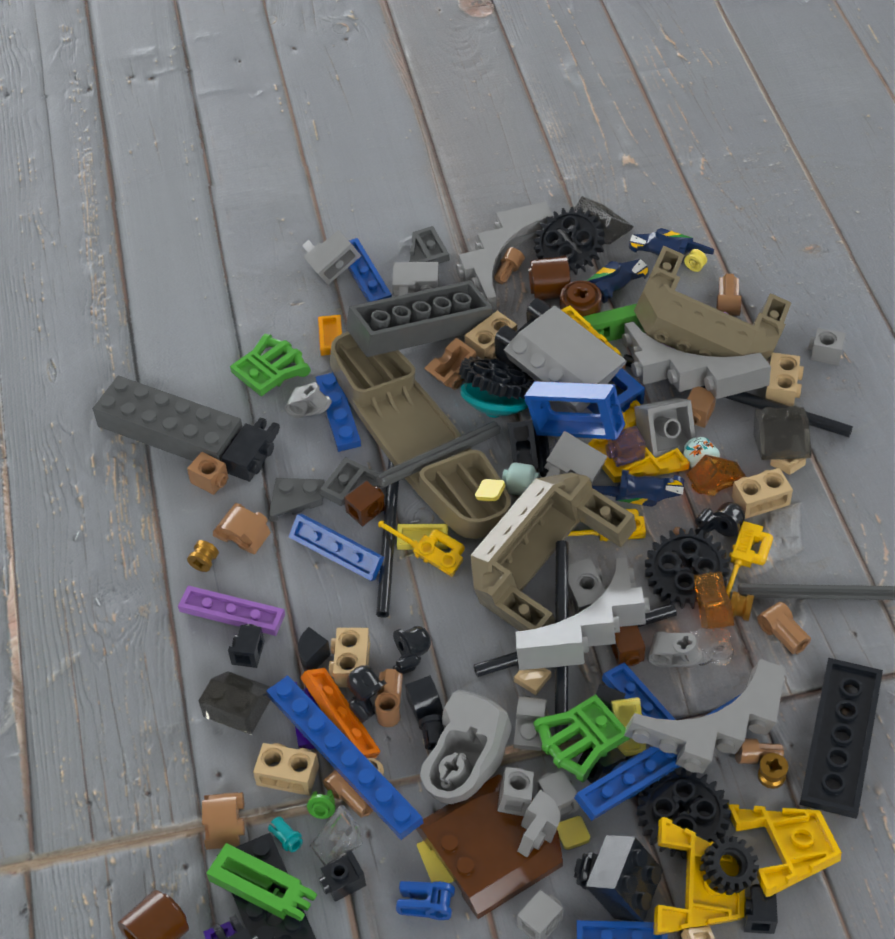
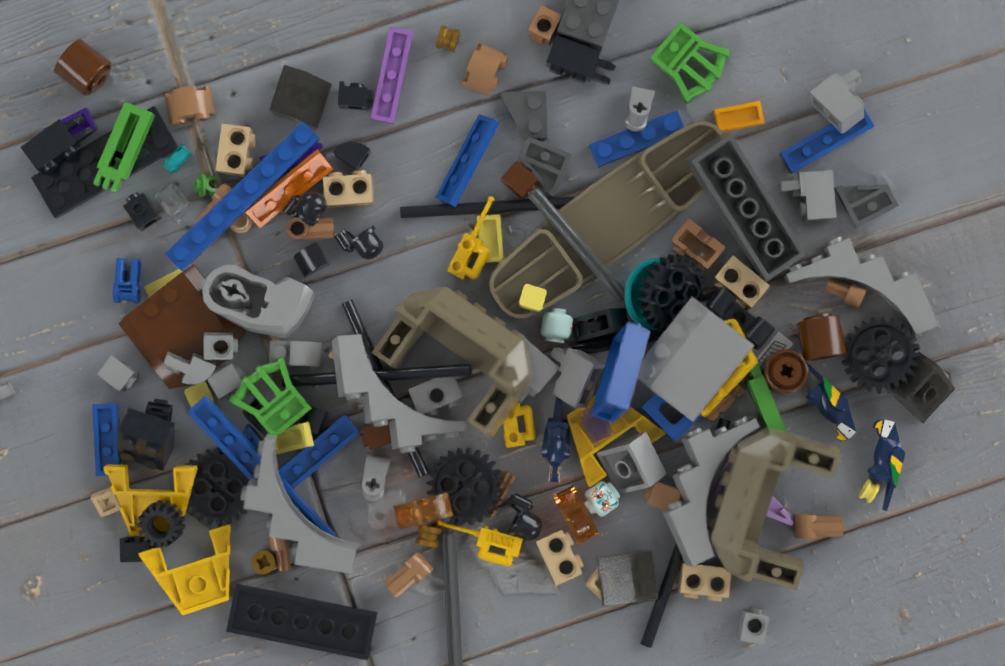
camera: 85 degrees right, 35 degrees up
(431, 729) = (277, 271): black bush -> none

